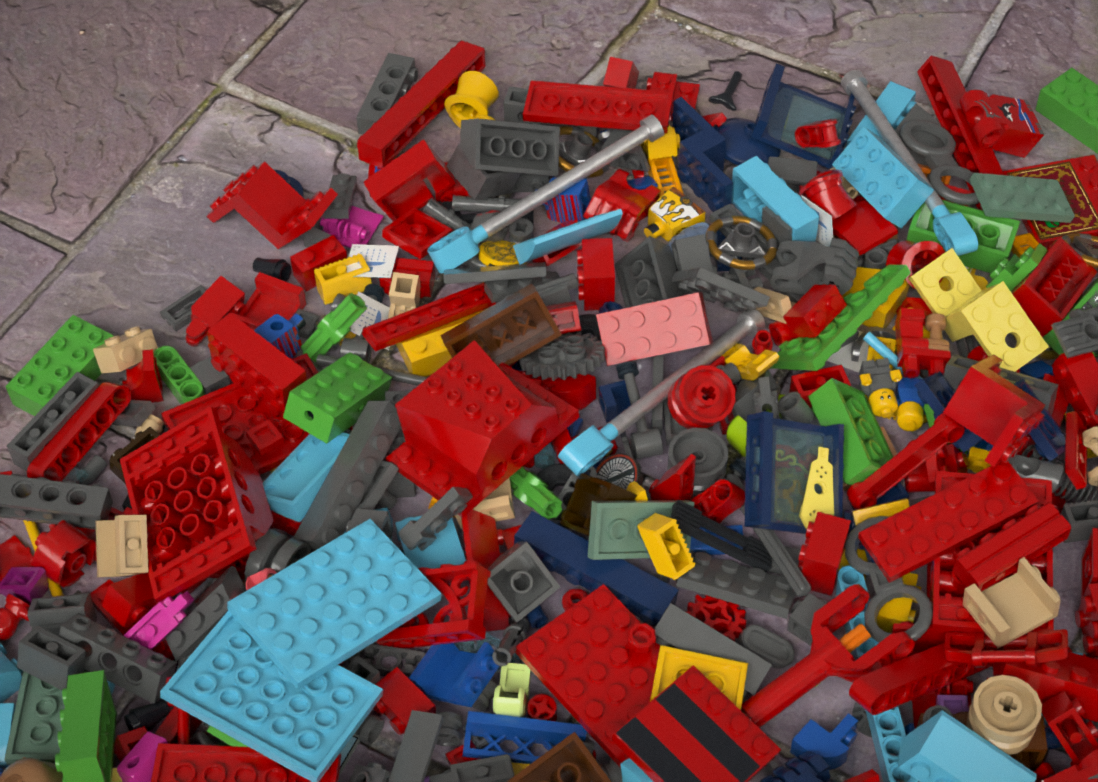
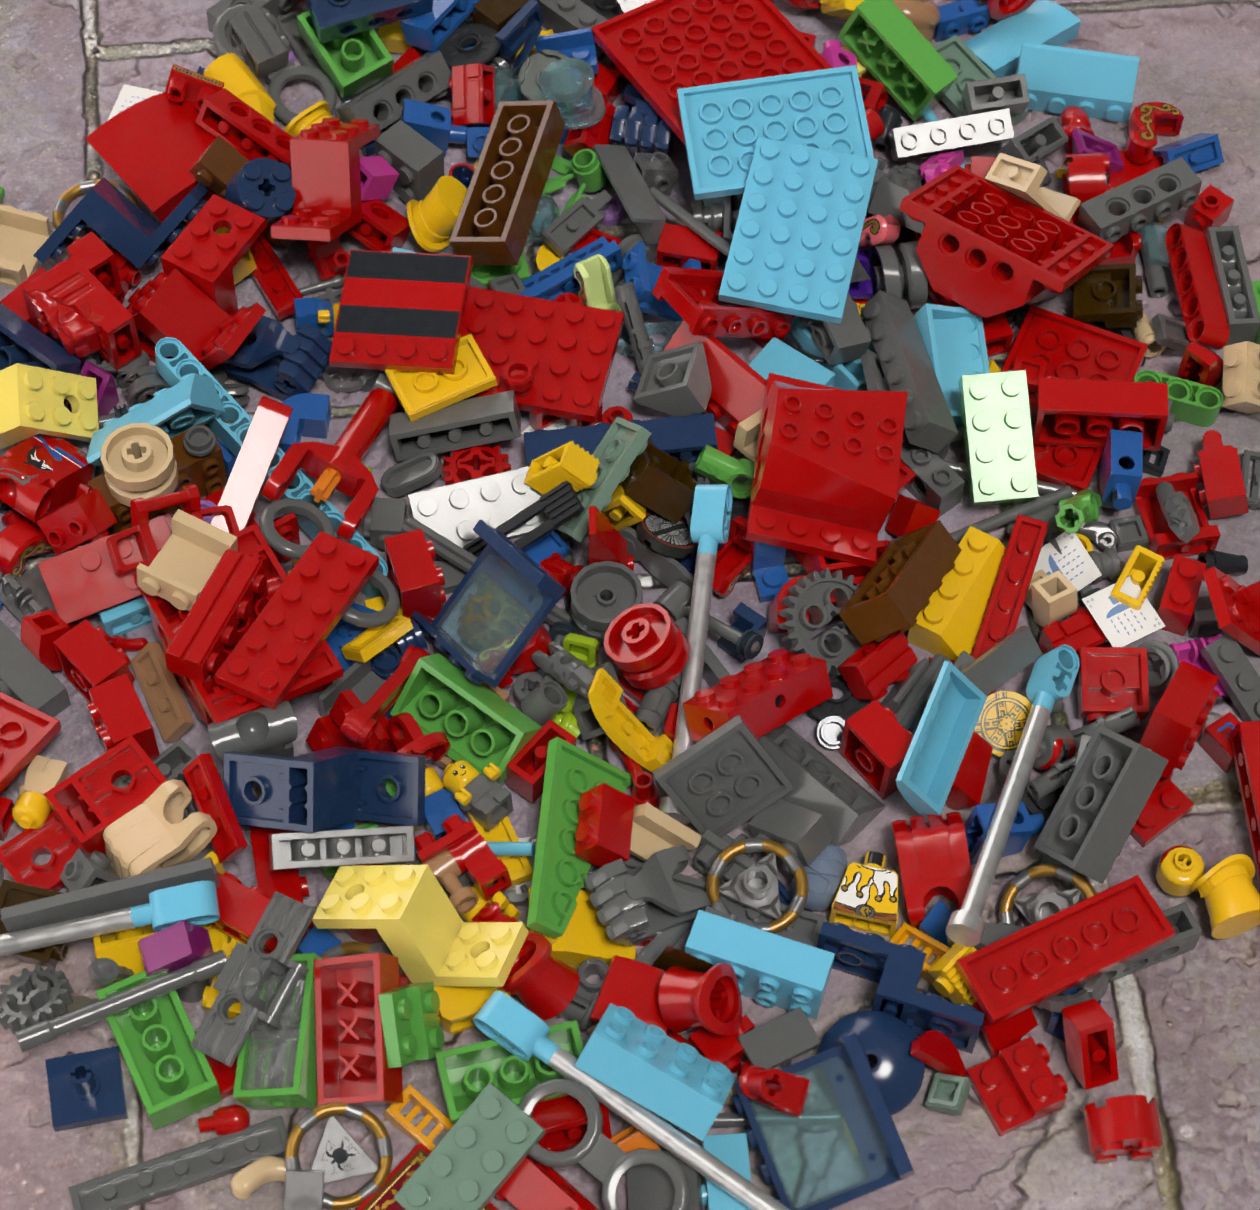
camera: 140 degrees right, 5 degrees up
(272, 292) = (1177, 511): none -> dark grey hinge
(372, 225) = (1160, 651): none -> dark grey gear
(388, 699) = (690, 221): none -> dark grey bar
(422, 532) = (789, 360): dark grey plate -> none
(639, 41) = (1123, 1128): none -> red brick
(712, 107) = (948, 1094): none -> sand green tile
(726, 97) = (954, 1137): black piece -> none
(818, 502) = (450, 617): light yellow piece -> none
(905, 421) = (410, 739): none -> red tile
(995, 410) = (313, 739): red bracket -> none
(1063, 583) = (162, 692): none -> medium nougat plate

